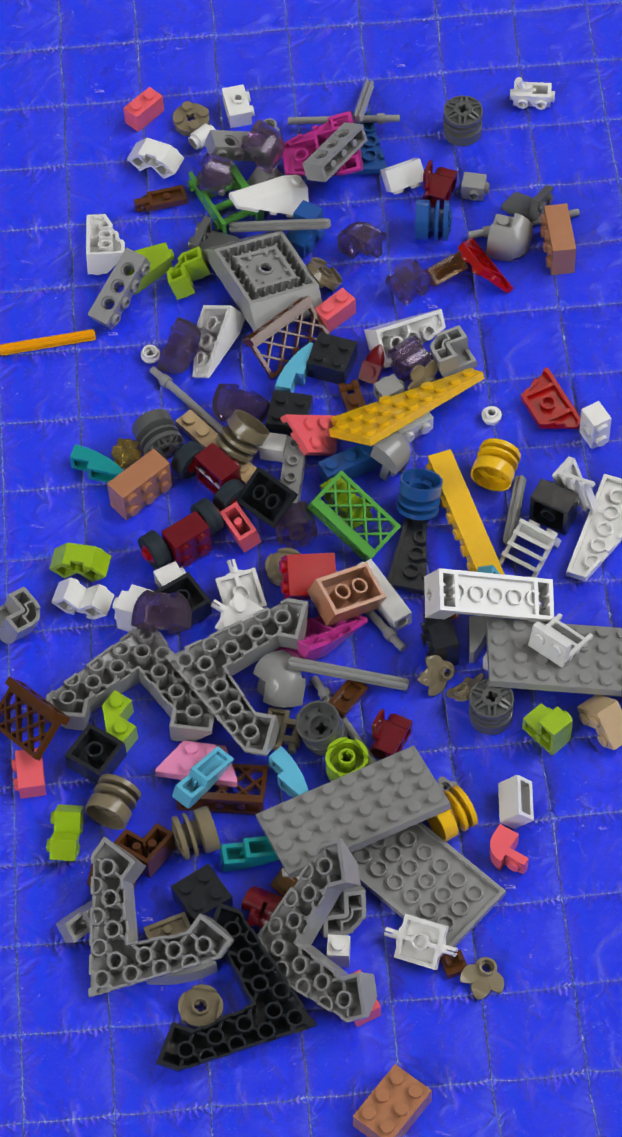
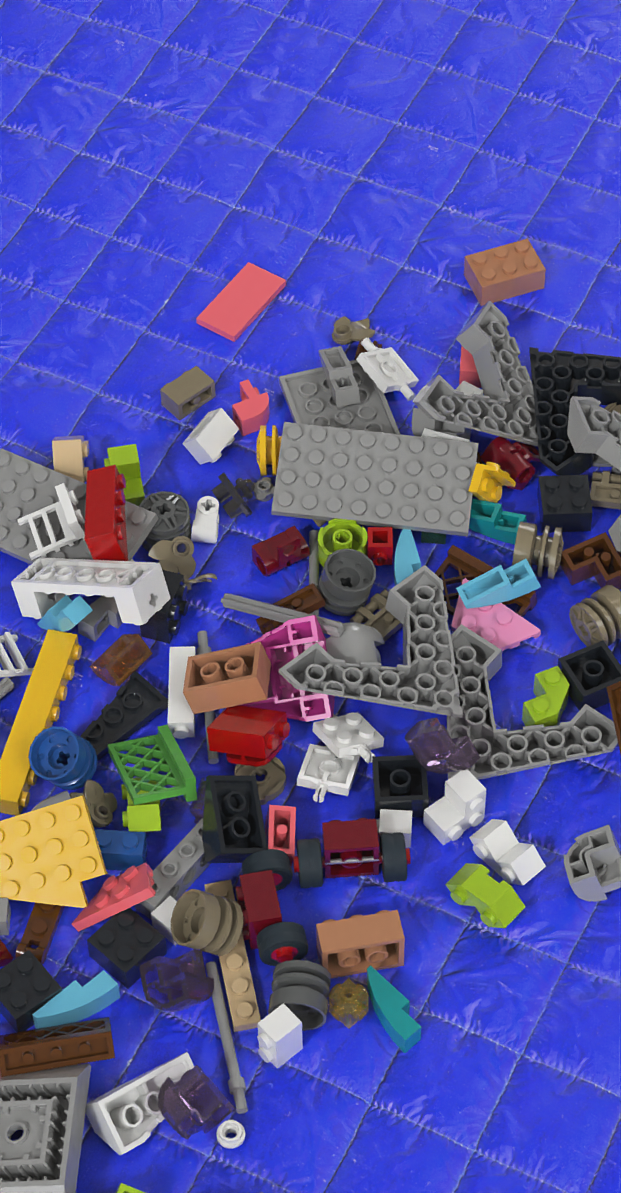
camera: 150 degrees left, 5 degrees down
(153, 398) = (279, 1036): none -> white brick
(263, 864) = (488, 482): none -> yellow bracket
(317, 774) = (380, 545): none -> red brick
(382, 490) = (99, 804): none -> dark tan plate
(454, 908) = (339, 376): none -> light grey slope
(461, 767) = (226, 489): none -> clear smoke hips
(465, 733) = (206, 521): none -> white piece
(518, 647) = (106, 514): none -> red wedge
(567, 837) = (187, 392): none -> dark tan brick
(596, 958) = (241, 301): none -> coral tile

